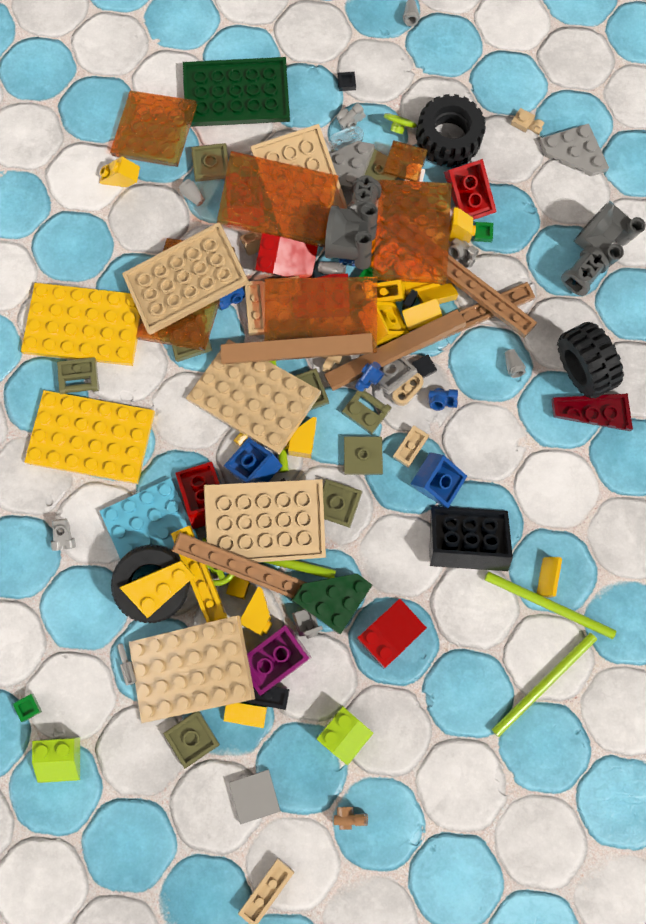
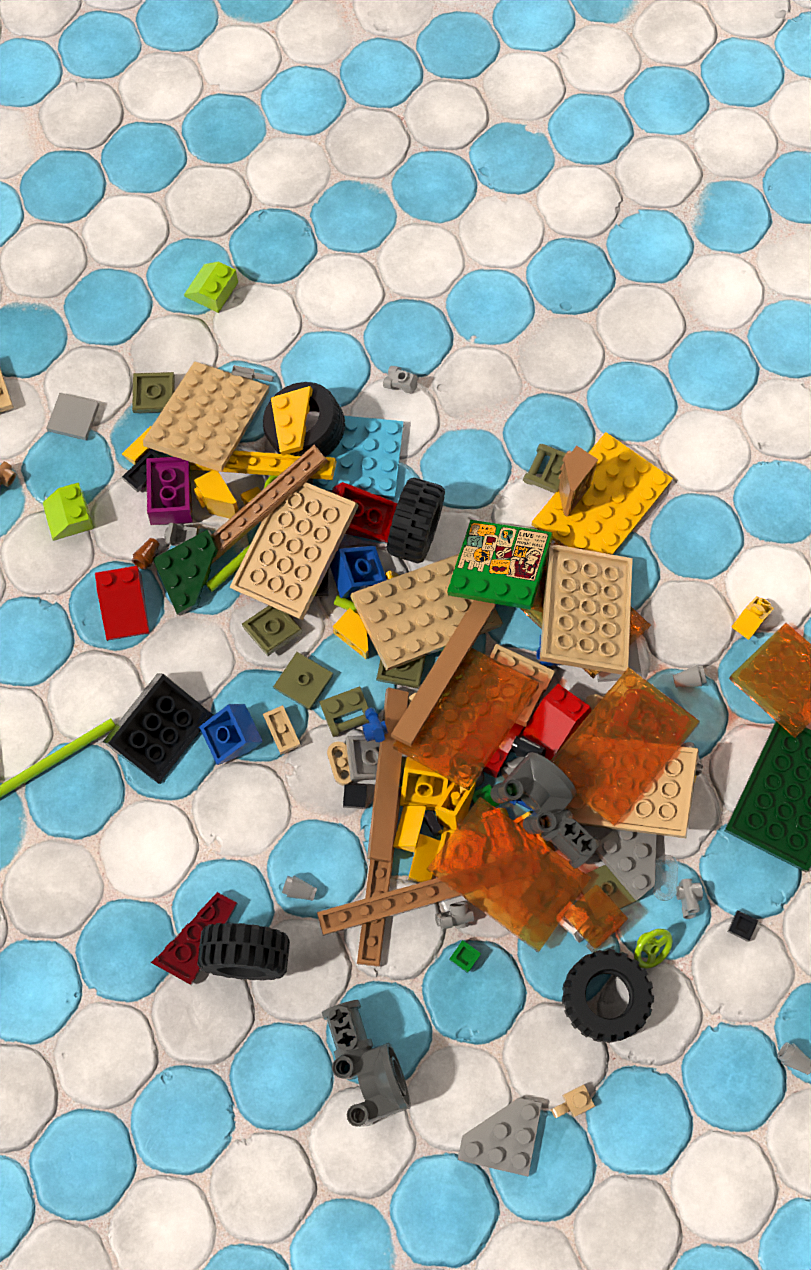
camera: 125 degrees right, 5 degrees down
(27, 708) = (268, 283): green plate -> none
(84, 335) = (575, 477): none -> medium nougat slope
(90, 437) = (481, 450): yellow plate -> none
(185, 358) = (500, 564): none -> plate
(188, 435) = (415, 520): none -> black tyre
(210, 162) = (718, 716): olive plate -> none
(316, 265) = (524, 745): none -> black cone
(339, 643) = (144, 555): none -> dark orange cone
(440, 398) = (311, 788): blue plate -> none
(461, 226) = (482, 930): yellow slope -> none
(471, 189) = (522, 973): red slope -> none
(549, 576) = (71, 779): yellow slope -> none

